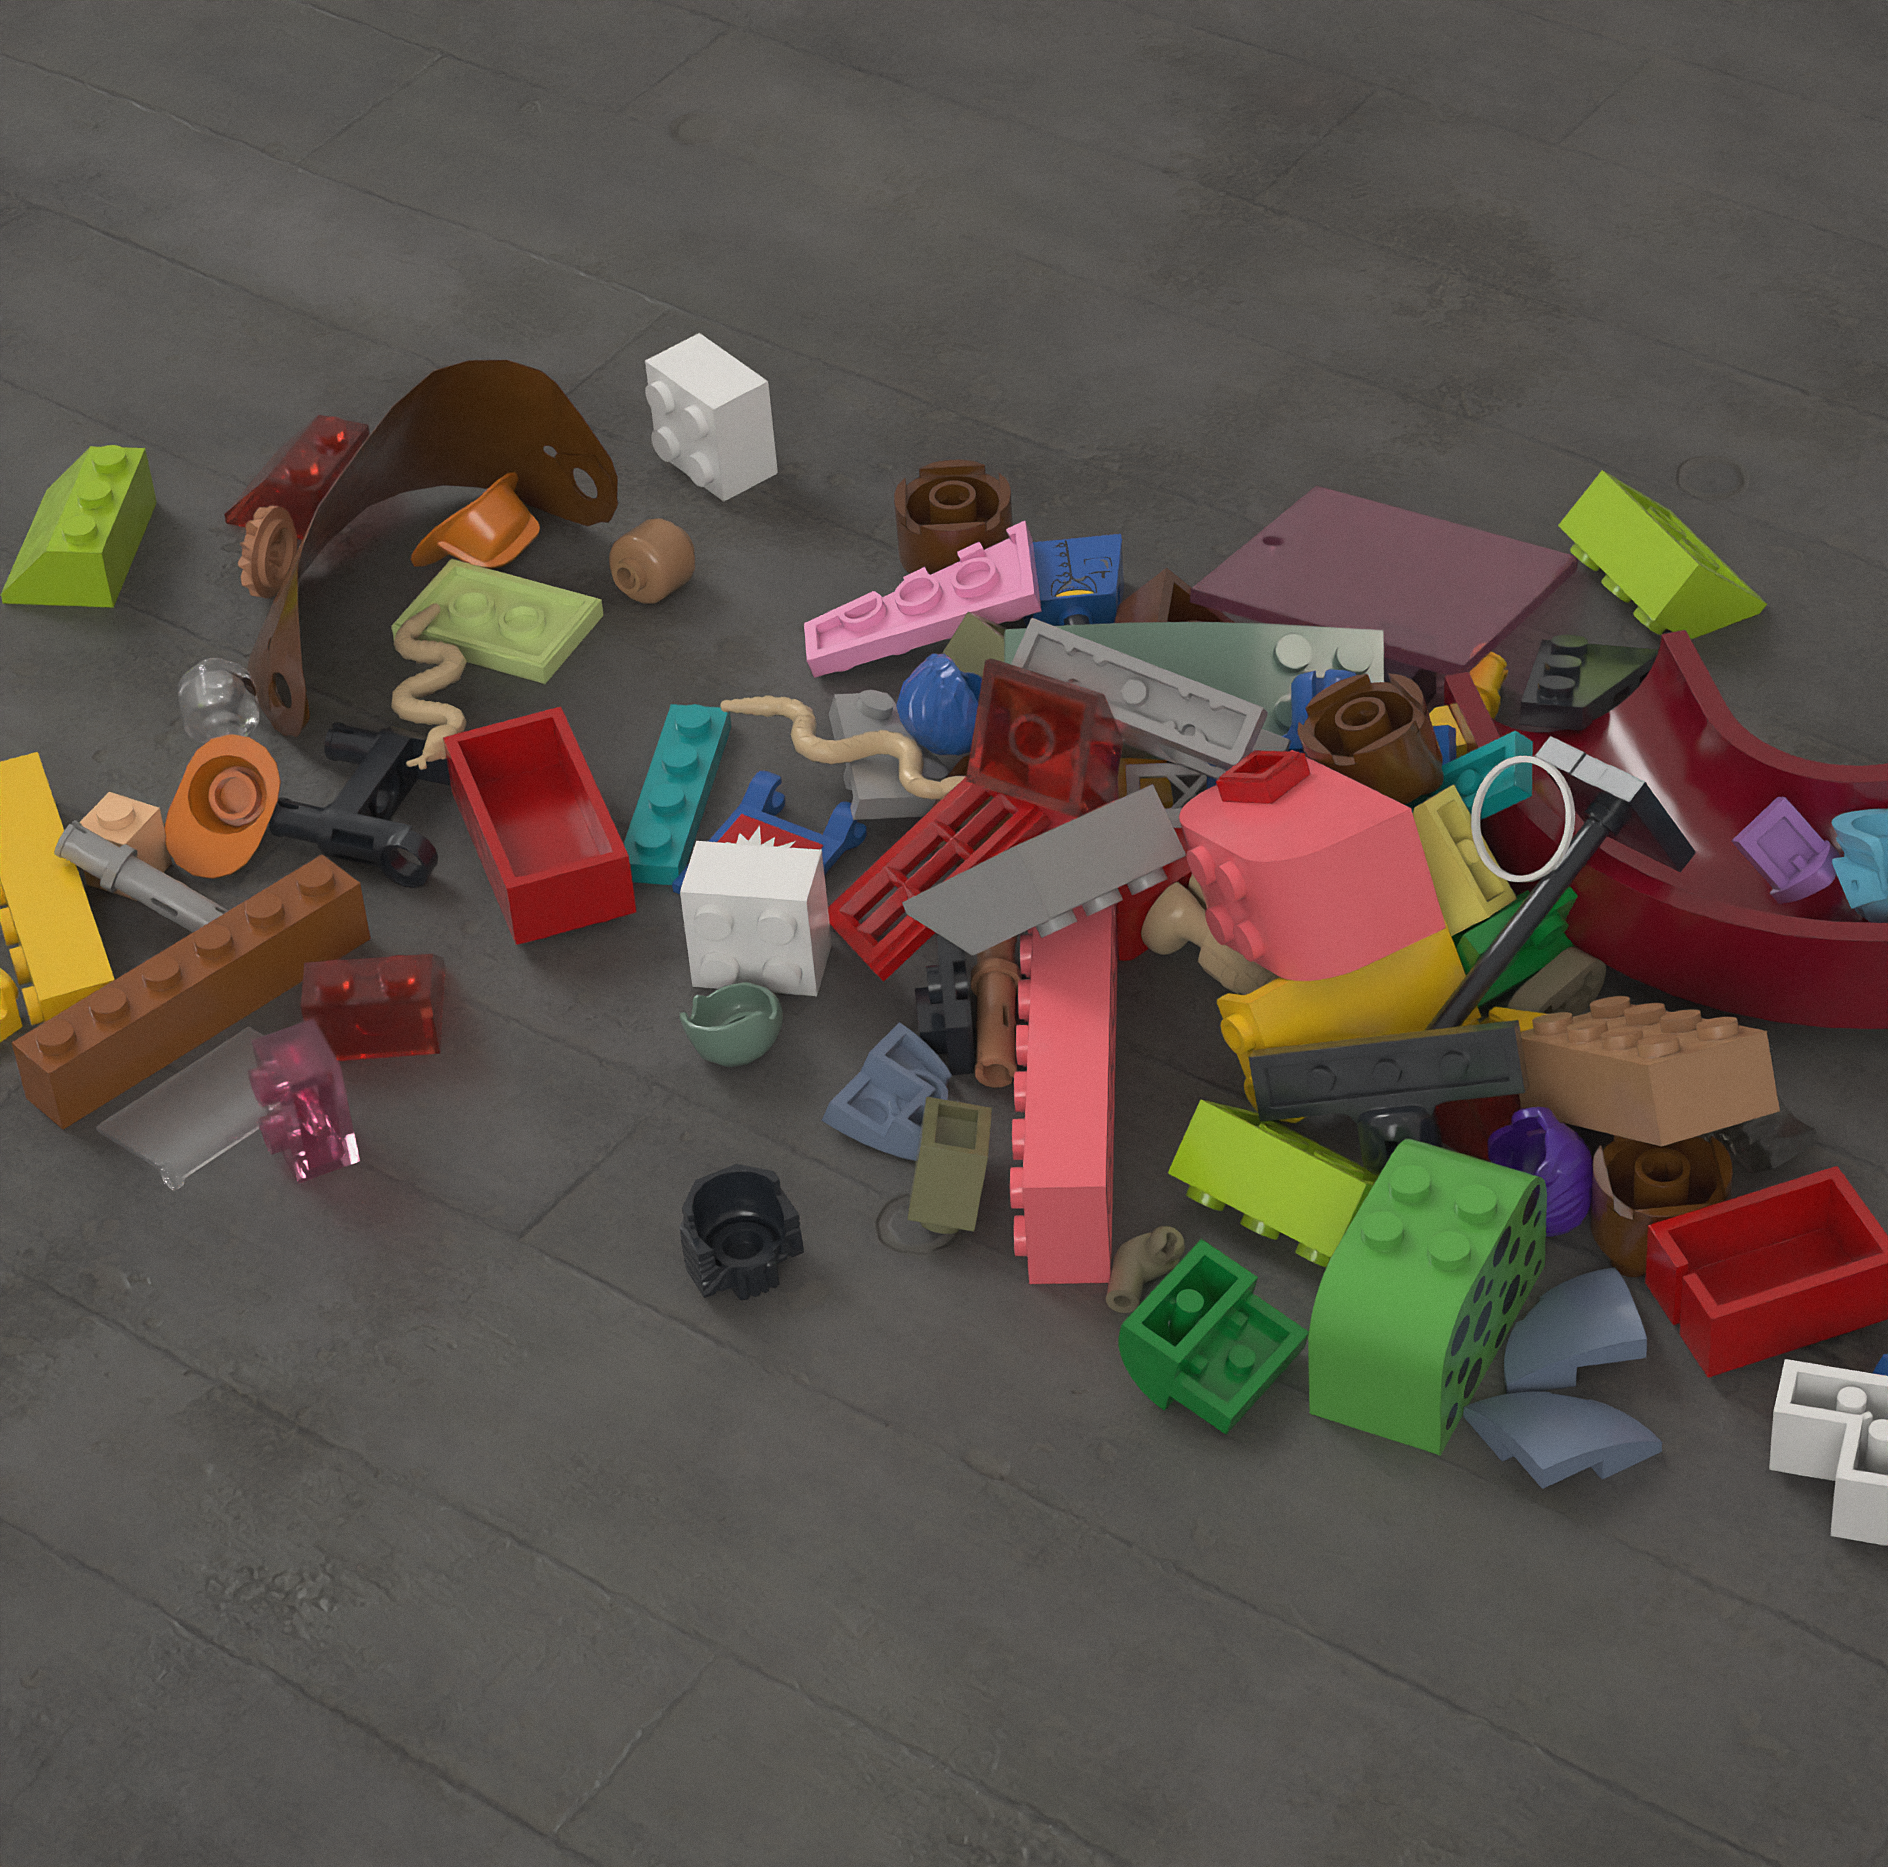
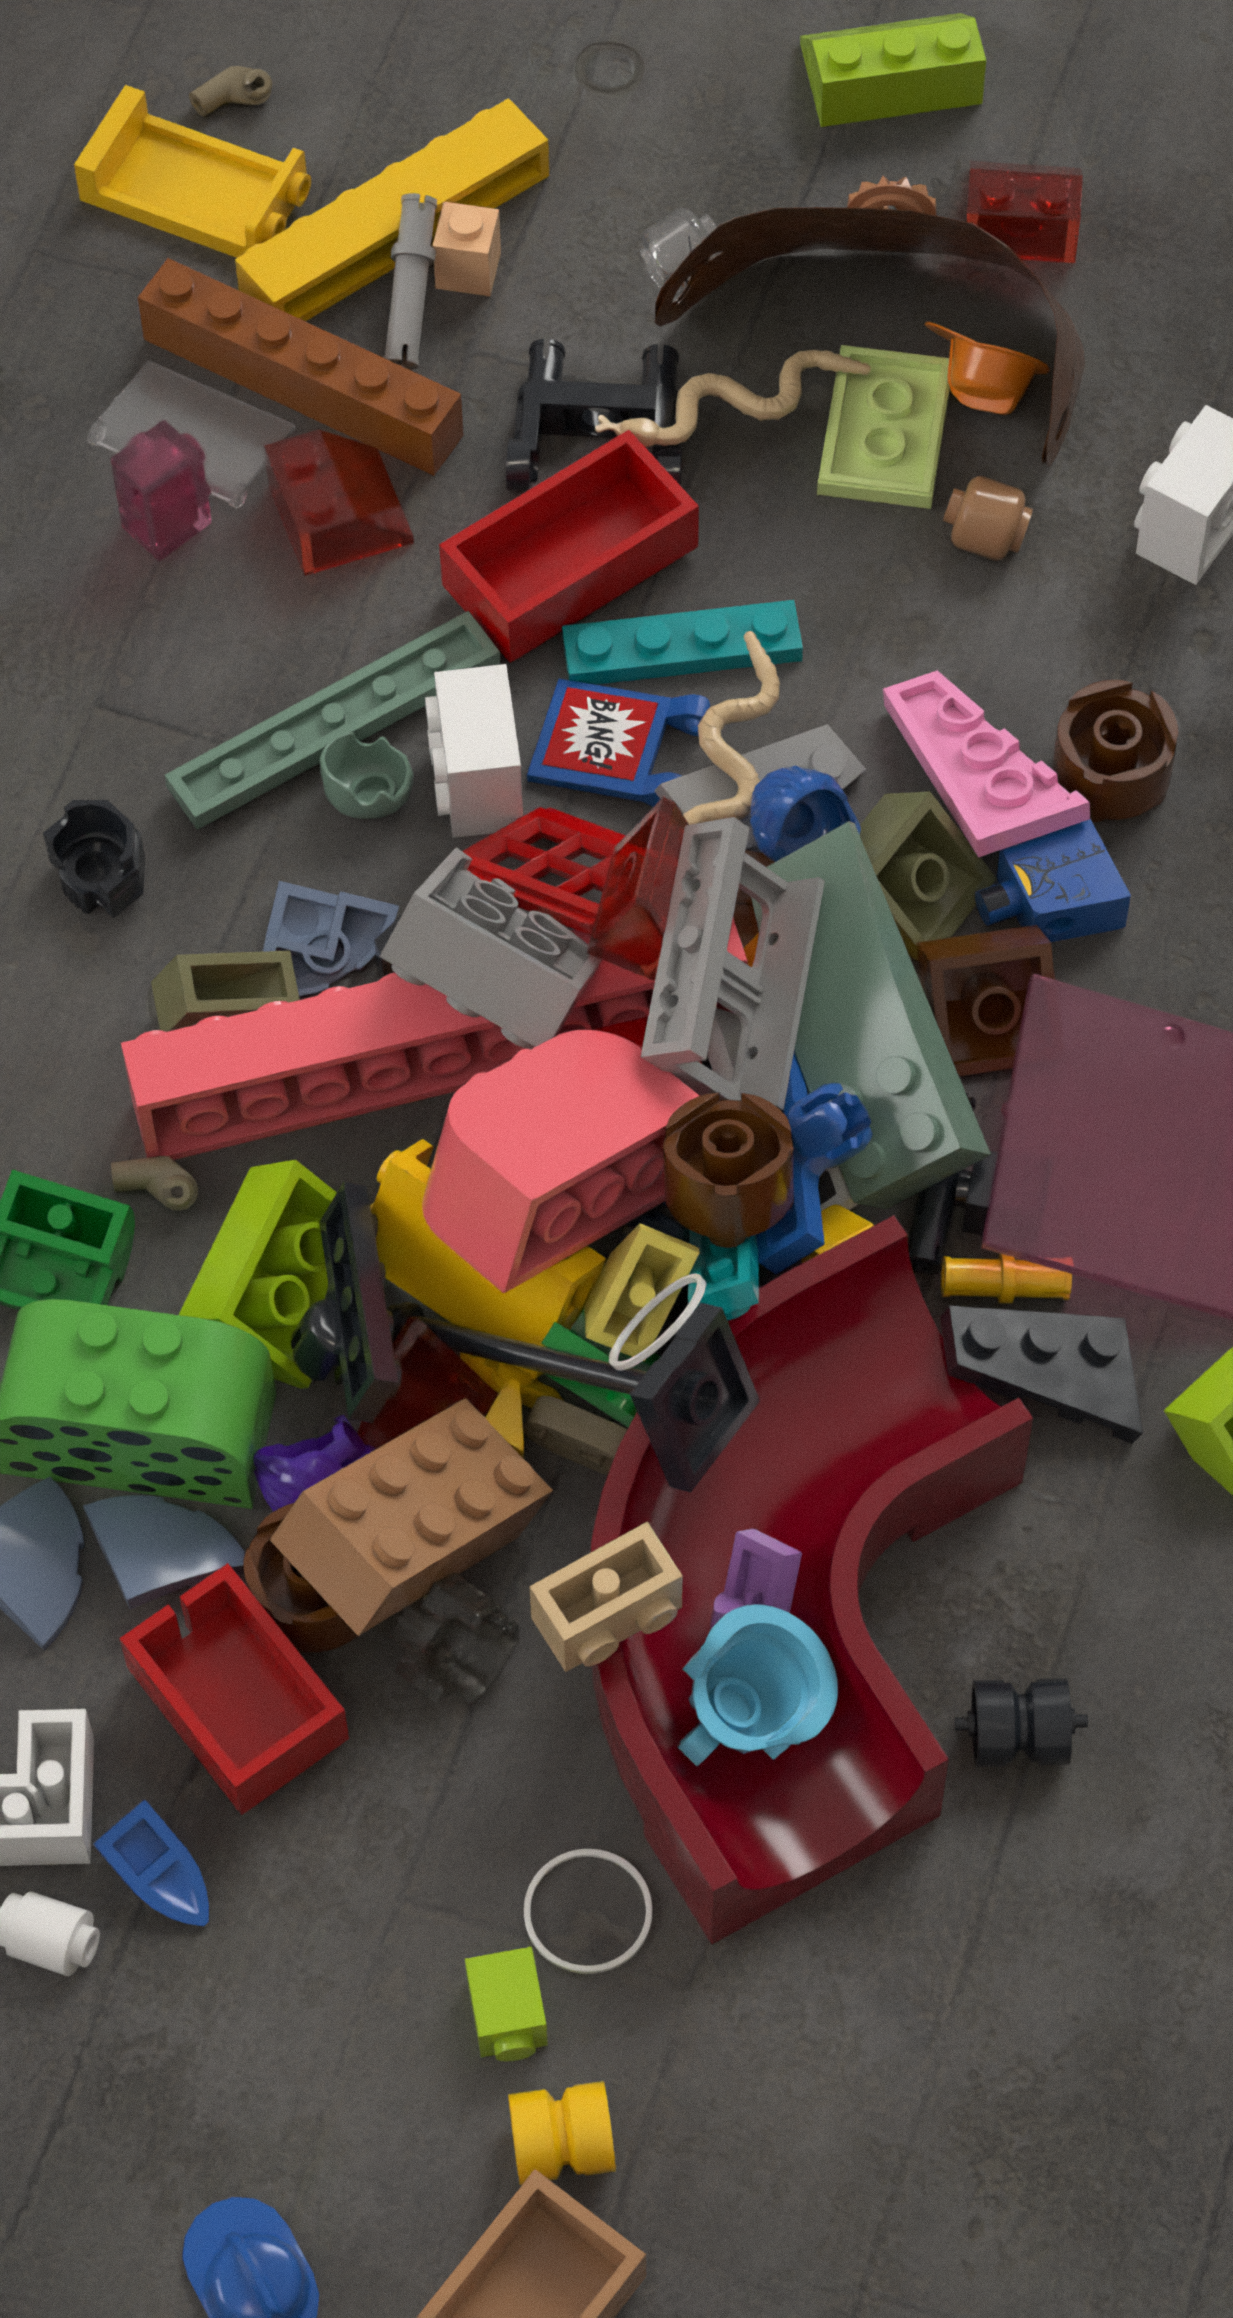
camera: 70 degrees right, 20 degrees up
(222, 806) = (528, 303): orange piece -> none
(645, 1046) = (296, 736): none -> sand green plate
(1263, 776) = (624, 1080): red tile -> none
(1820, 886) = (607, 1598): none -> tan brick

